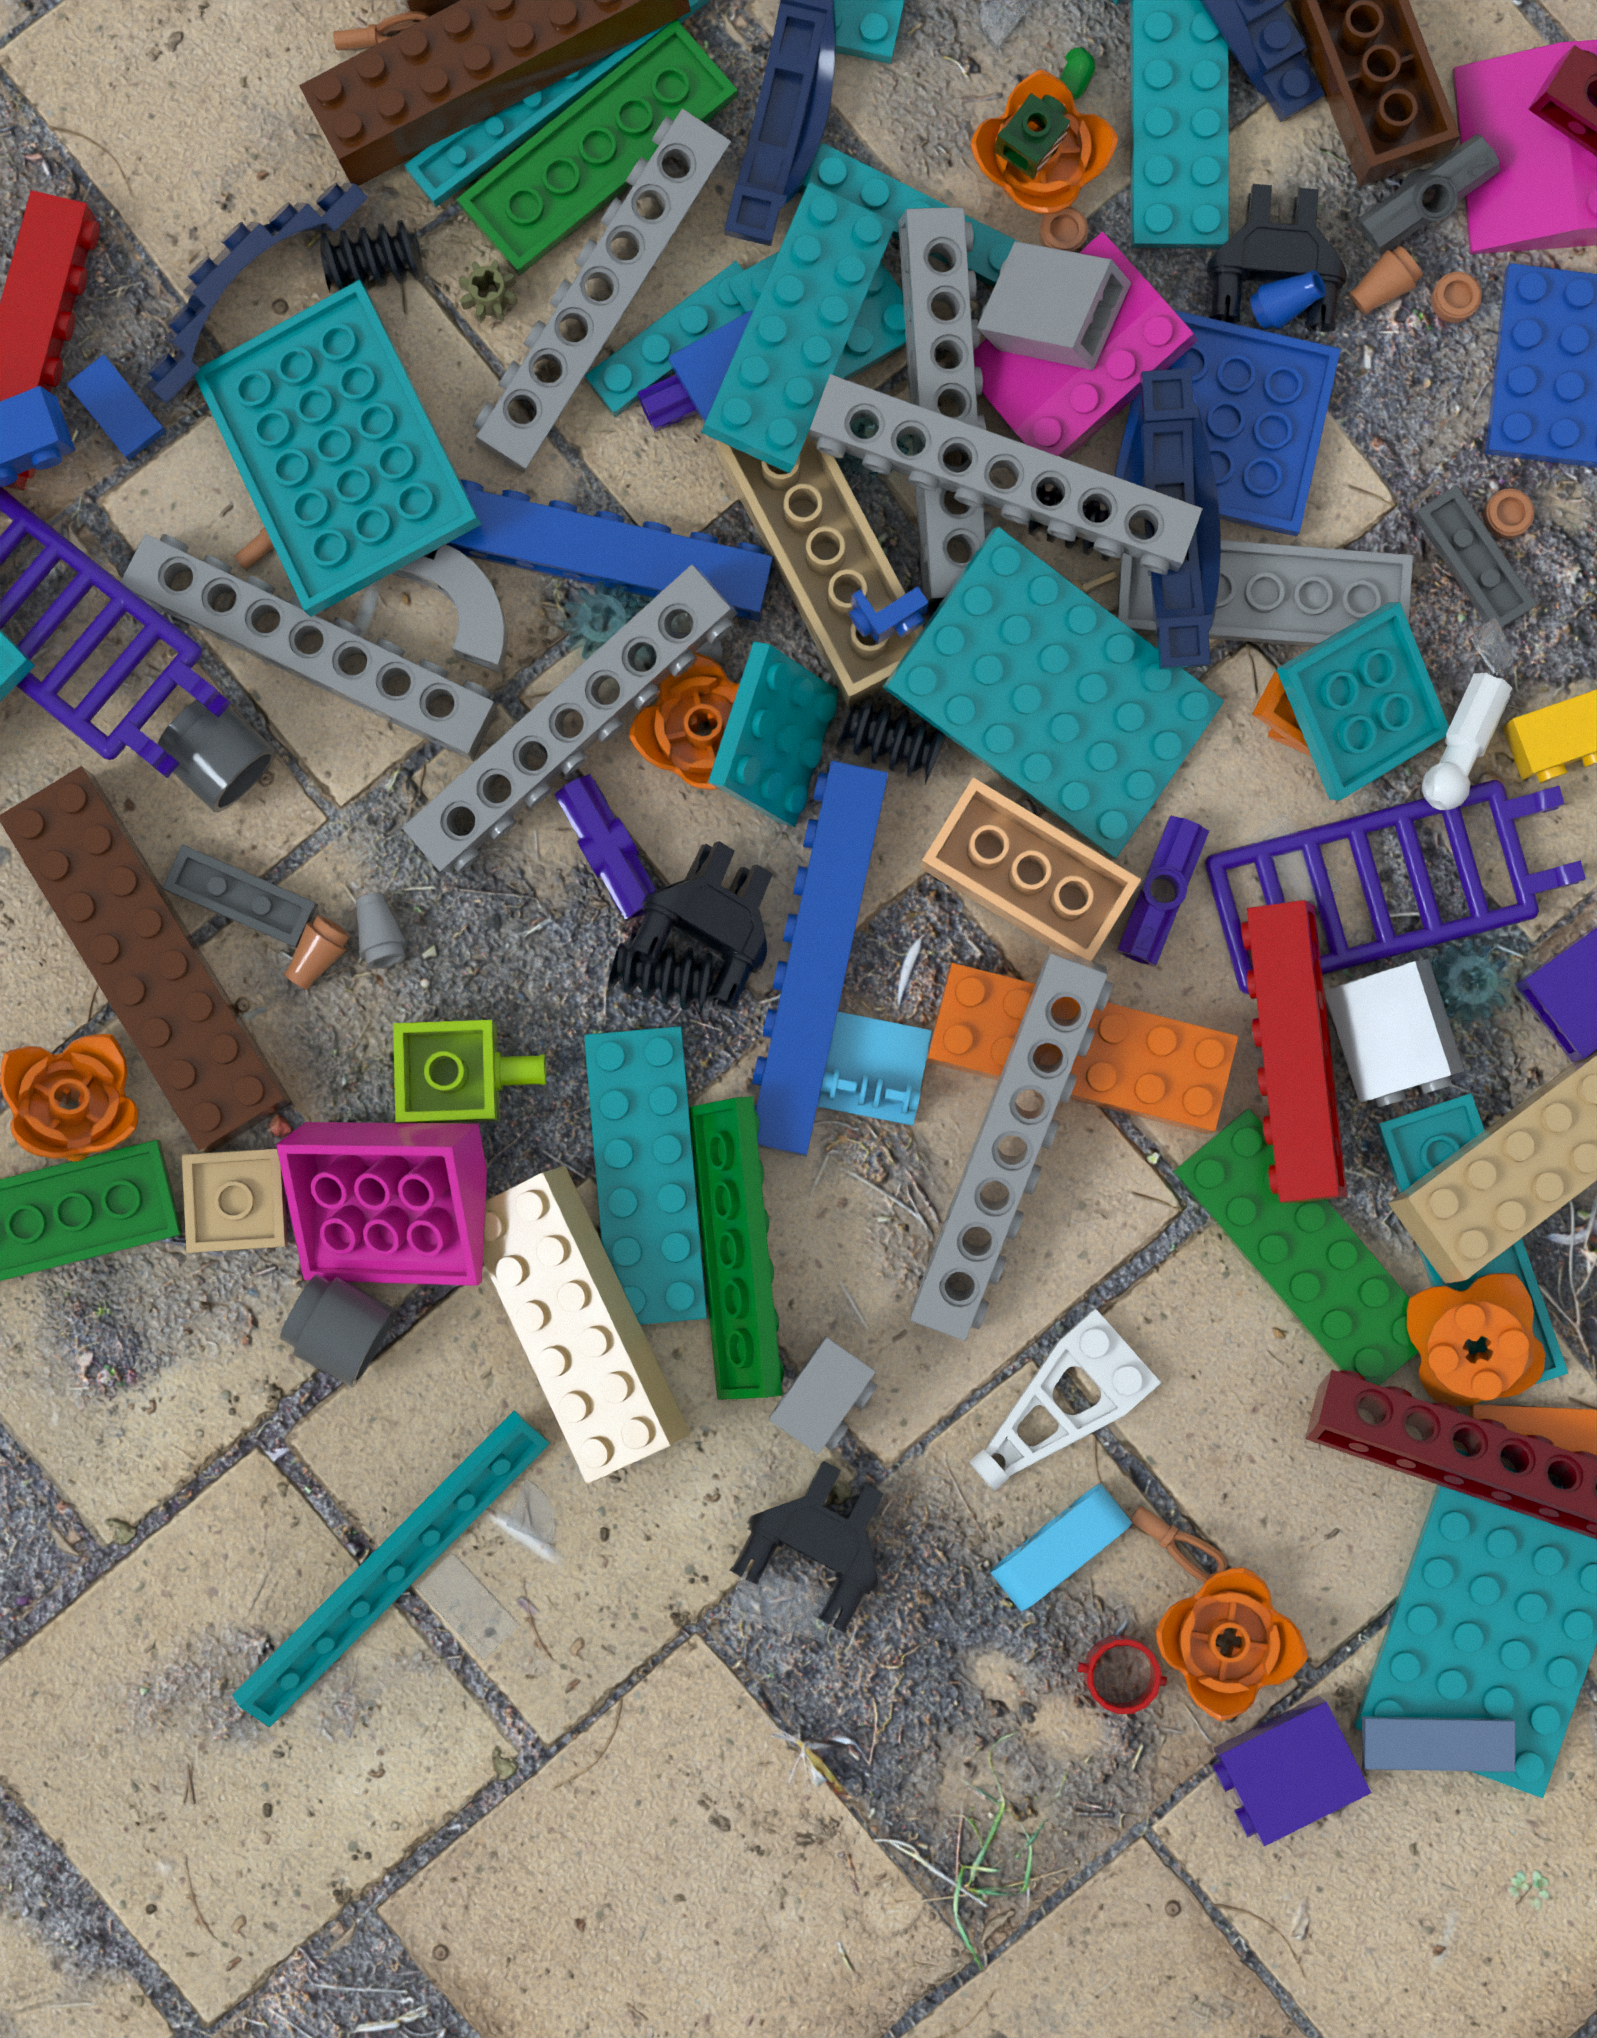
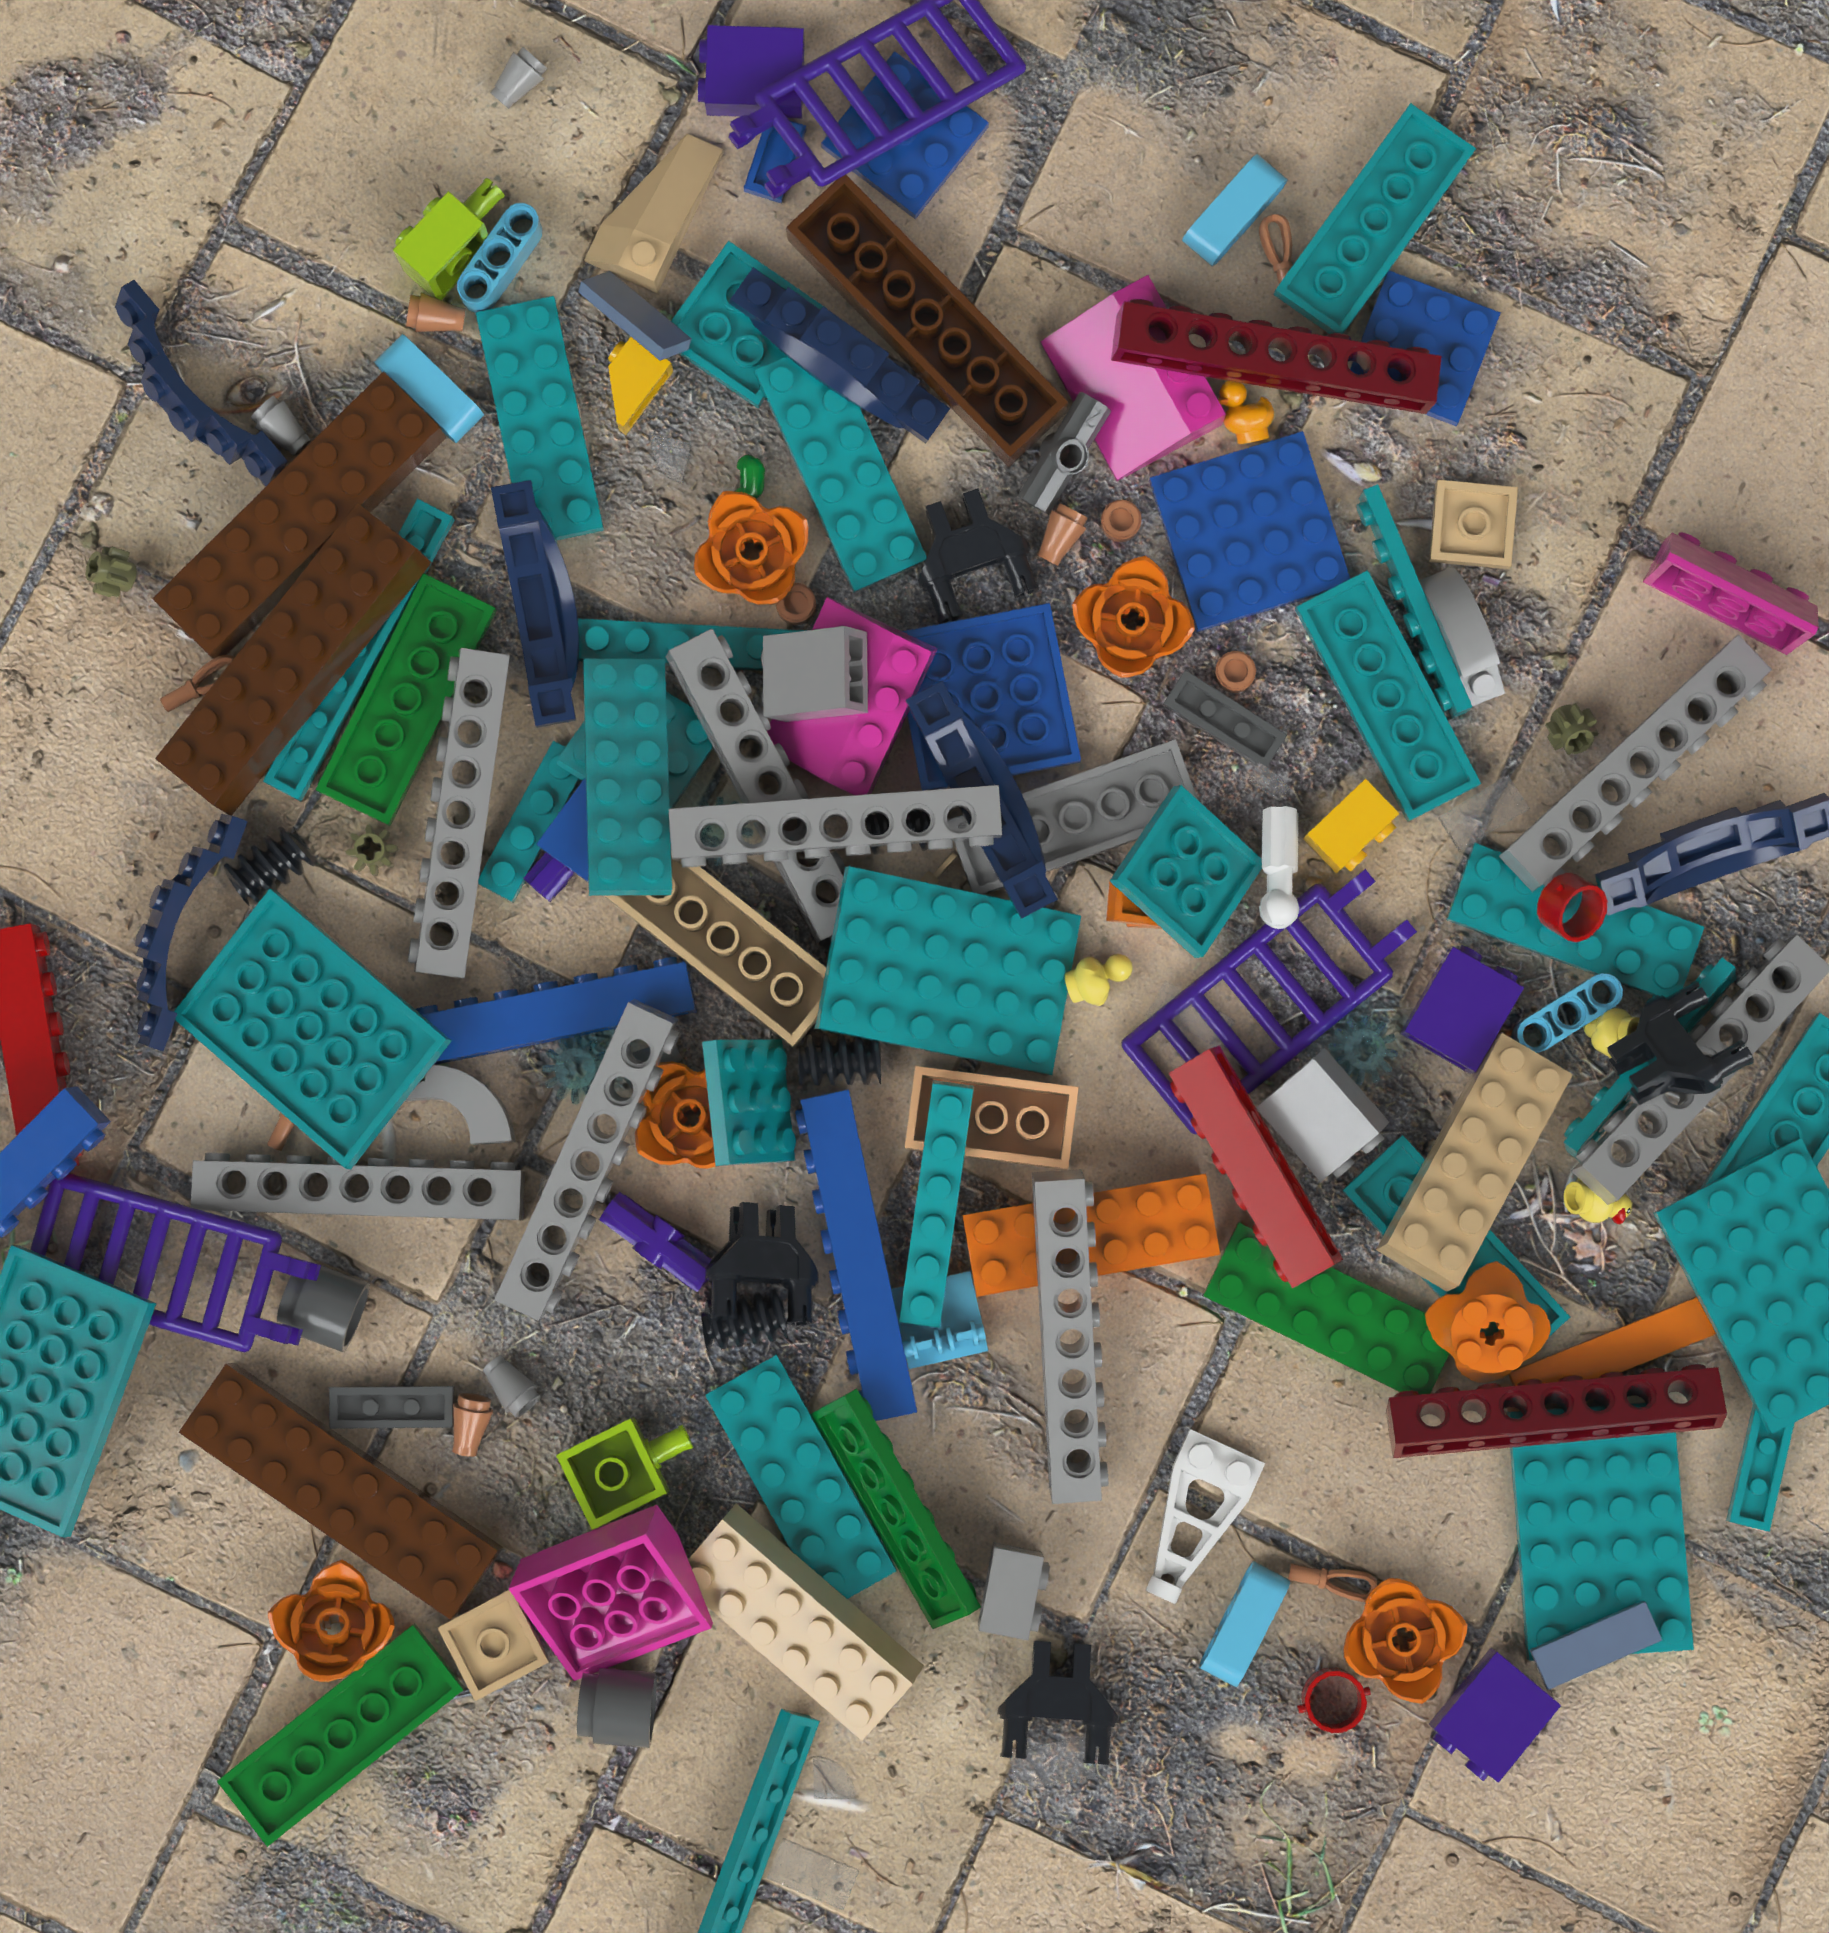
camera: 20 degrees left, 0 degrees up
(116, 407) = (123, 1069): blue tile -> none
(900, 616) = (805, 969): blue bracket -> none
(929, 936) = (936, 1203): none -> teal plate
(1032, 149) = (742, 560): dark green brick -> none
(1175, 863) = (1099, 1057): dark purple piece -> none
(1204, 774) = (1091, 978): none -> light yellow animal
(1285, 299) = (989, 585): blue cone -> none
(1443, 375) = (1136, 588): none -> orange brick

